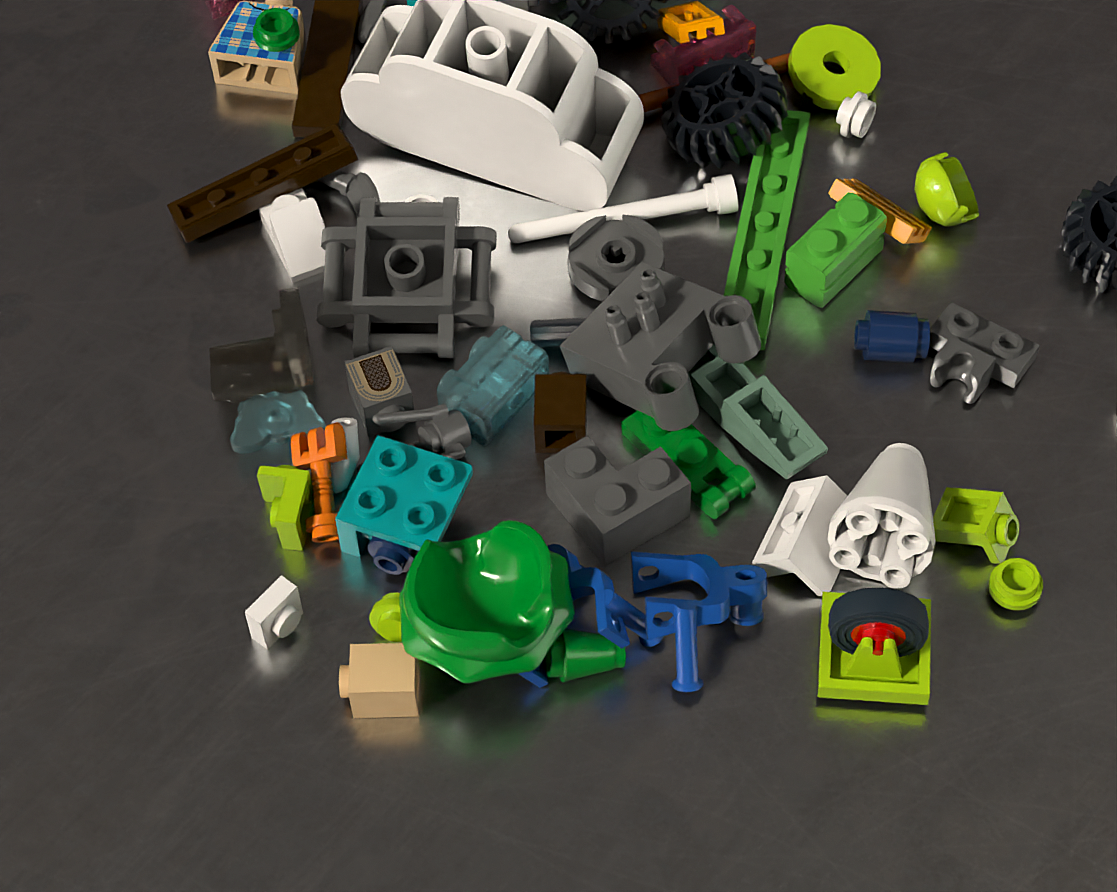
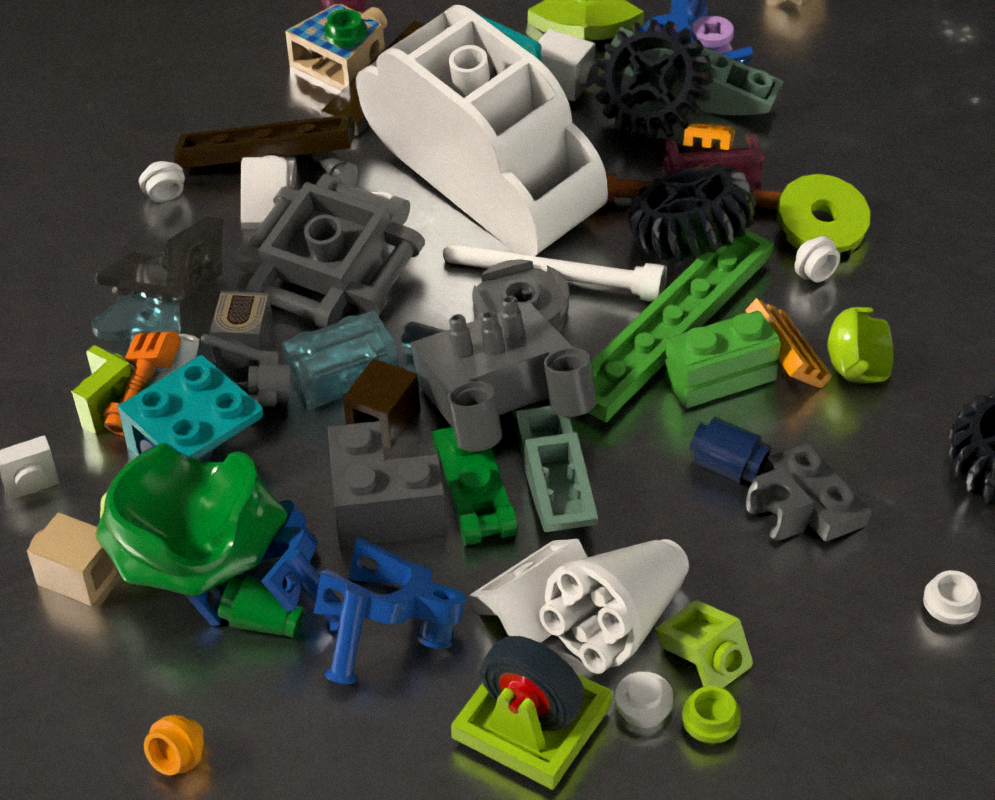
camera: 25 degrees right, 10 degrees down
(187, 263) = (162, 181): none -> white plate
(593, 808) = (174, 744): none -> light orange plate
(954, 593) = (644, 699): none -> white plate

